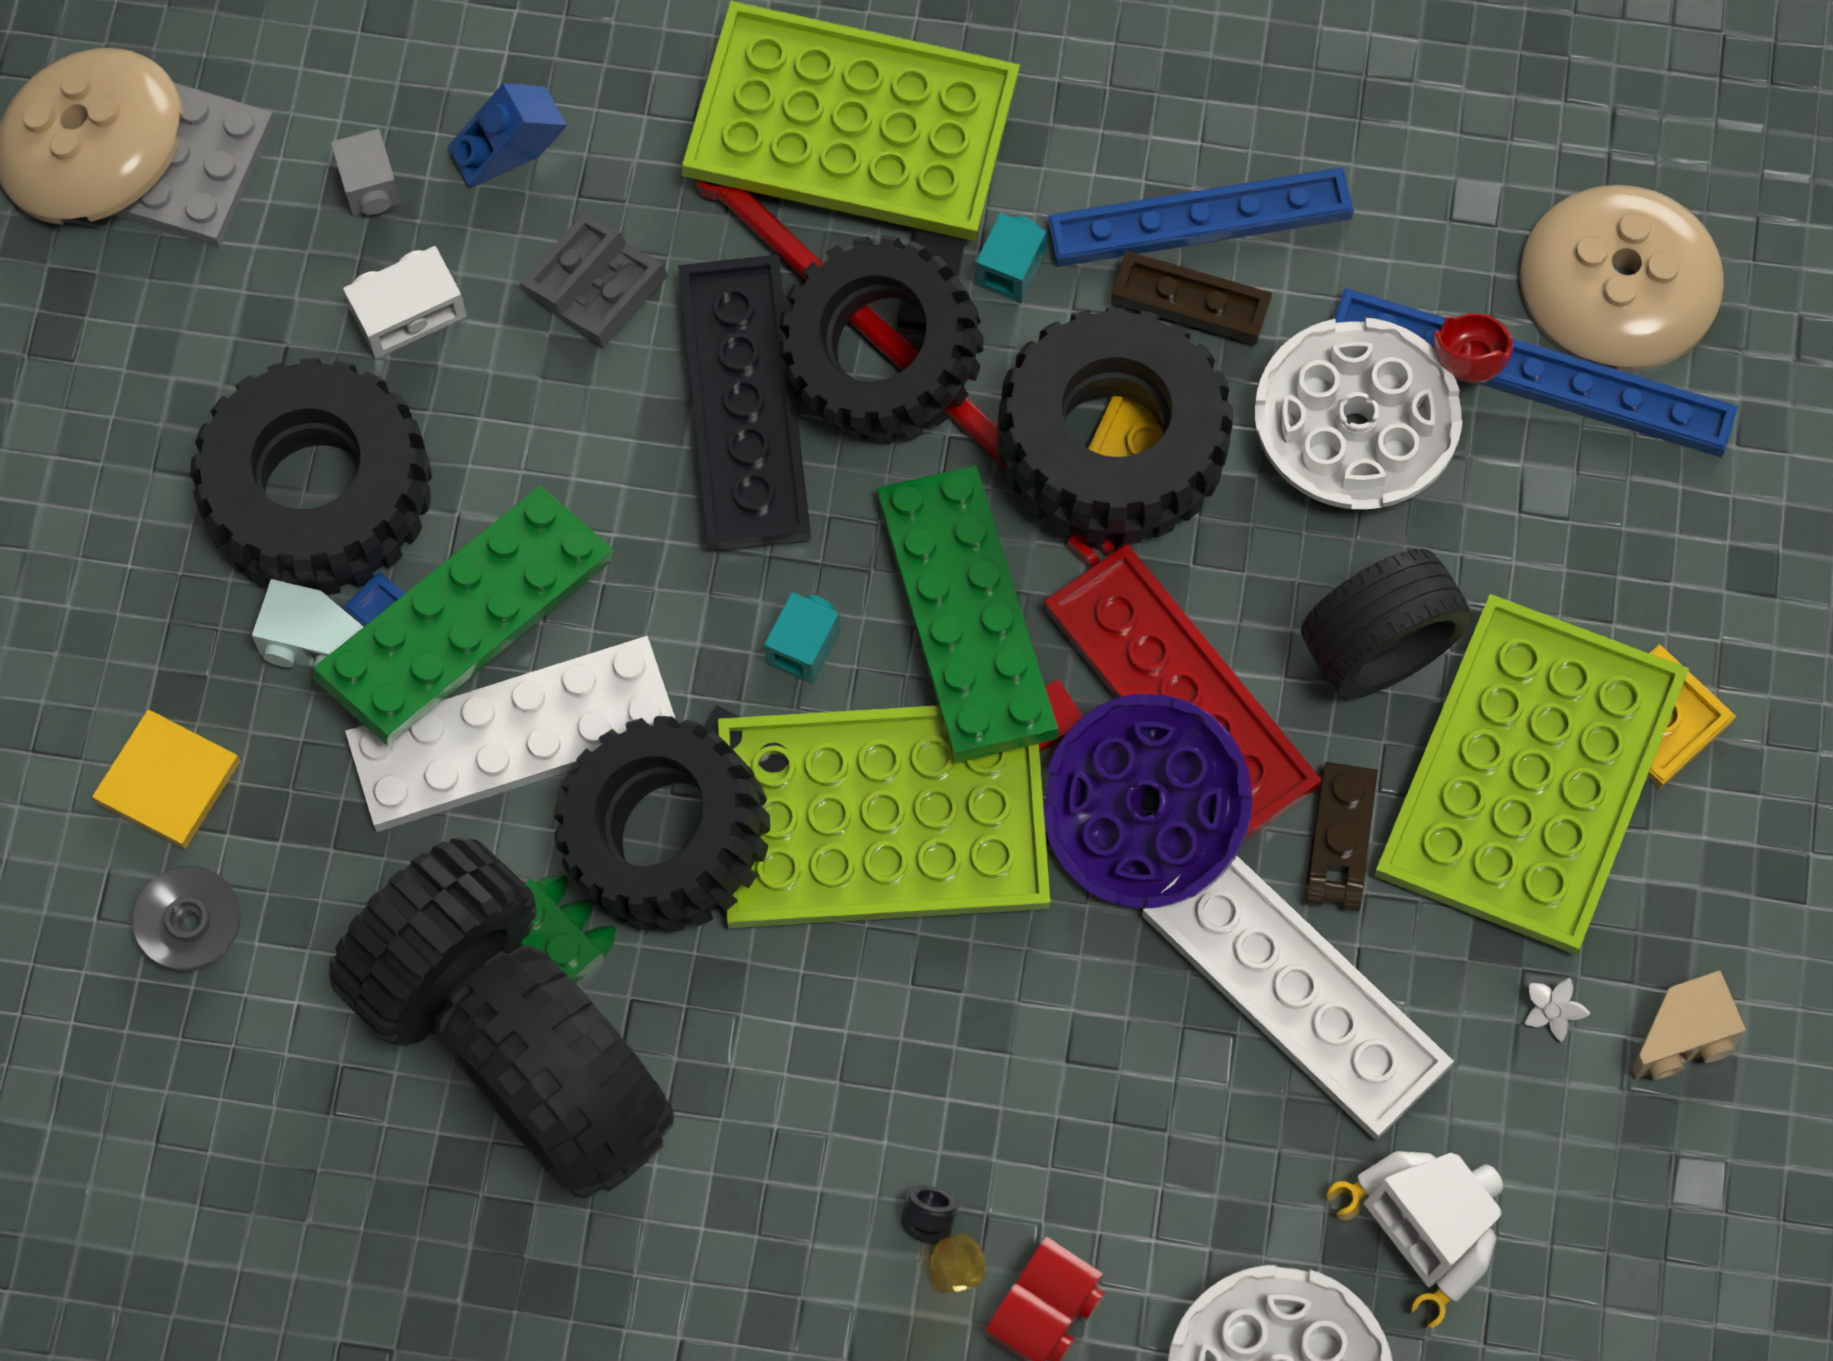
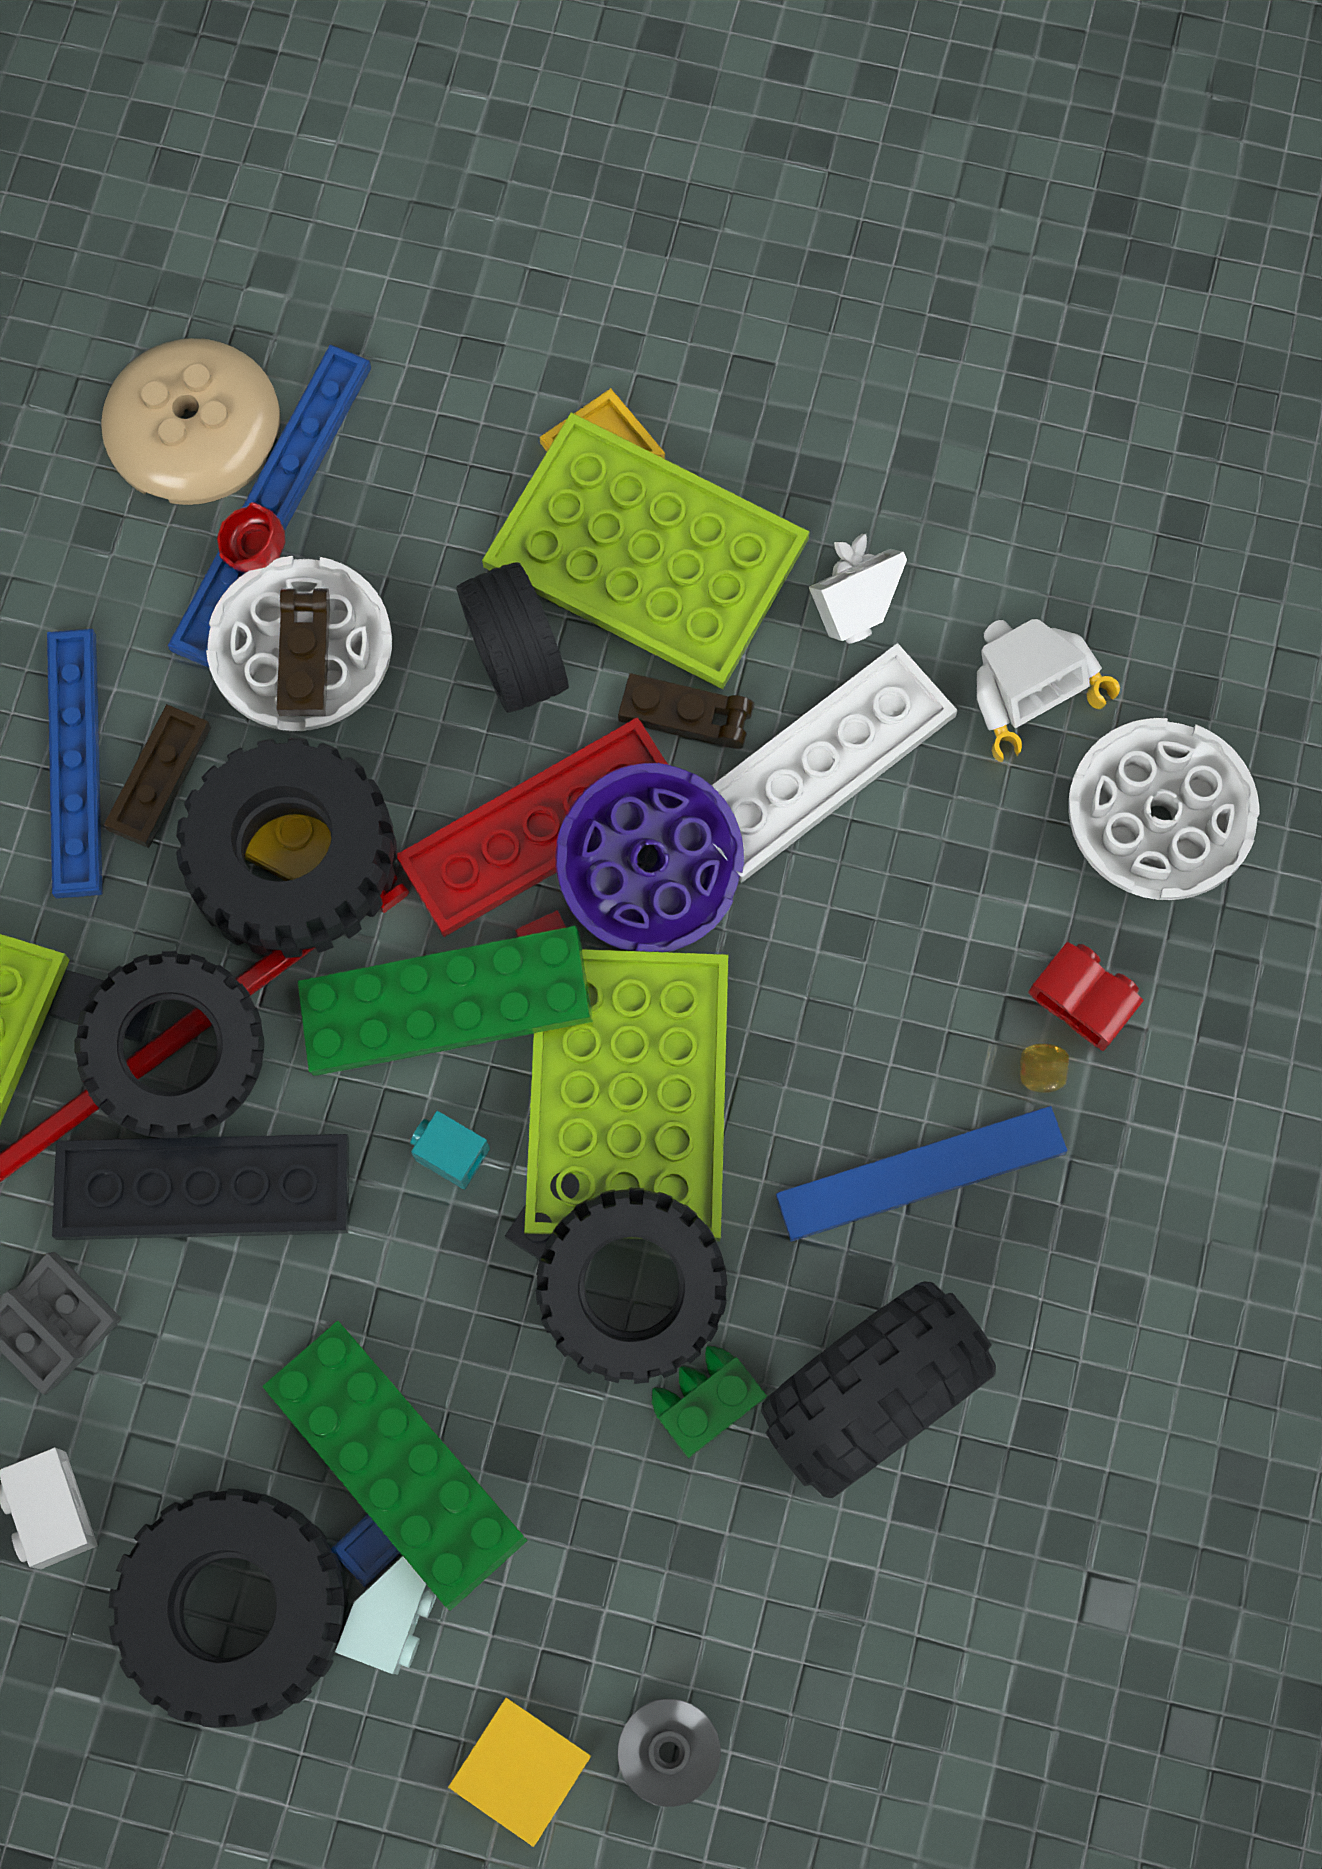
camera: 85 degrees left, 5 degrees up
(428, 936) = (738, 1500): black tyre -> none
(507, 733) = (511, 1423): white plate -> none
(823, 1139) = (920, 1173): none -> blue tile
(929, 1213) = (997, 1085): black tile -> none
(1011, 256) = (91, 928): teal brick -> none
(1342, 414) = (303, 653): none -> dark brown plate
(1504, 1008) = (858, 596): none -> white slope
(1690, 1024) = (878, 461): tan slope -> none

